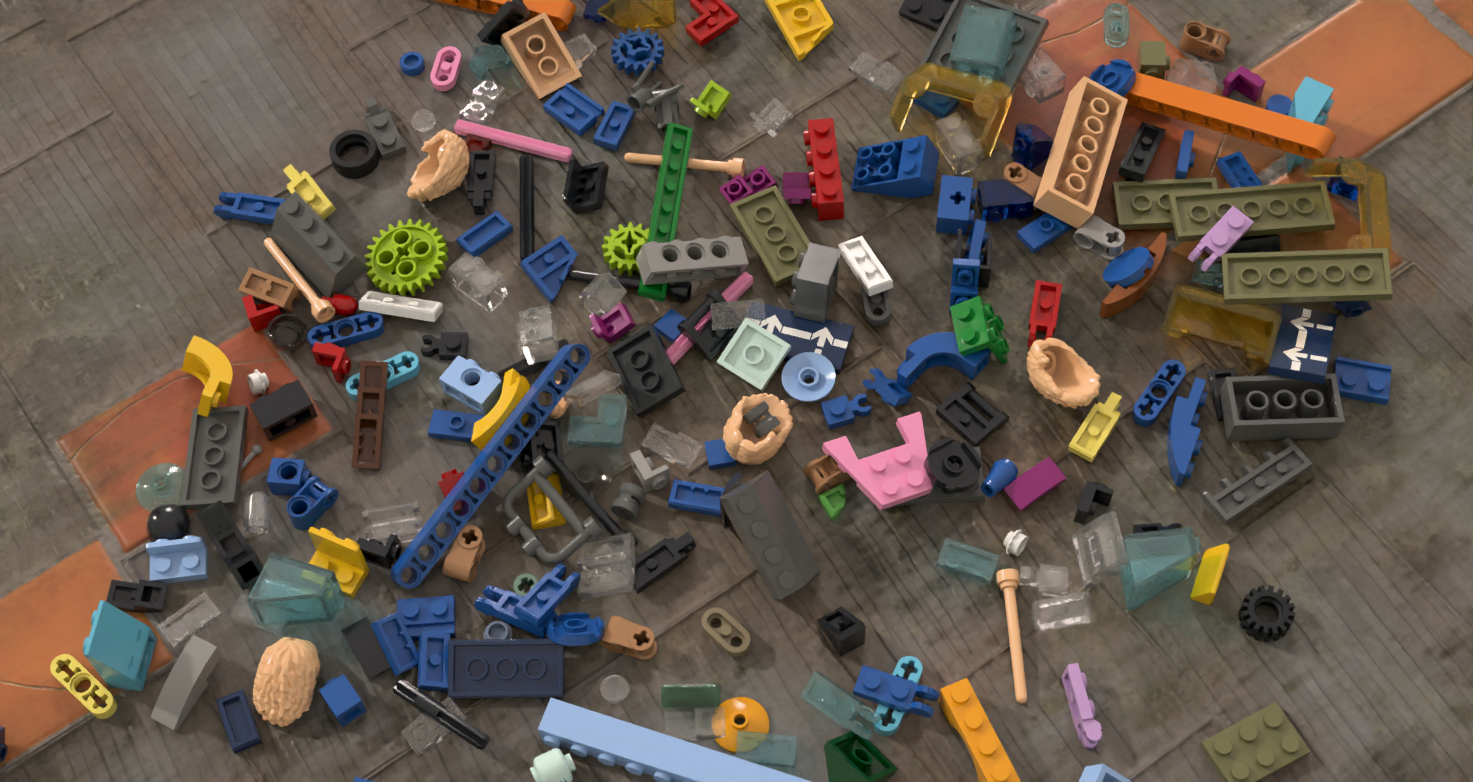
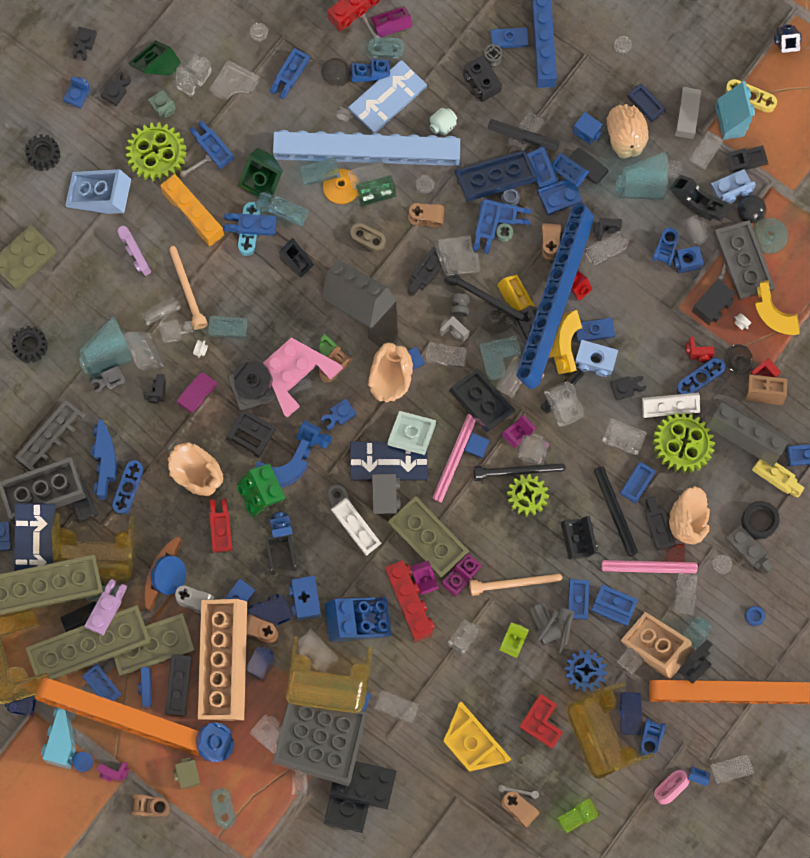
camera: 155 degrees right, 15 degrees up
(321, 308) = (724, 384): light nougat piece -> none
(339, 556) = (630, 210): yellow bracket -> none
(343, 304) = (713, 396): red cylinder -> none
(370, 414) = (655, 317): reddish brown slope -> none
(394, 379) = (661, 359): medium azure beam -> none
(444, 73) = (725, 616): bright pink plate -> none
(517, 525) = (511, 260): dark grey bar -> none
(550, 266) = (579, 466): blue wing -> none
(575, 629) = (461, 207): blue tile -> none
(668, 196) = (512, 529): green tile -> none
(695, 497) = (416, 322): blue plate -> none
(707, 340) = (444, 445): black plate -> none
(729, 263) = (482, 476): light grey brick -> none
(732, 314) = (437, 454): clear slope -> none
(764, 425) = (390, 376): dark grey wheel -> none
(807, 366) = (369, 419): light blue dish -> none
(976, 240) = (282, 572): blue plate -> none
(983, 41) = (318, 731): clear light blue brick -> none
(1000, 476) = (221, 389): blue cone -> none
(1096, 428) = (164, 445): light yellow hinge -> none
(1194, 74) = (153, 767): clear dish -> none
(1210, 574) = (70, 362): yellow slope -> none

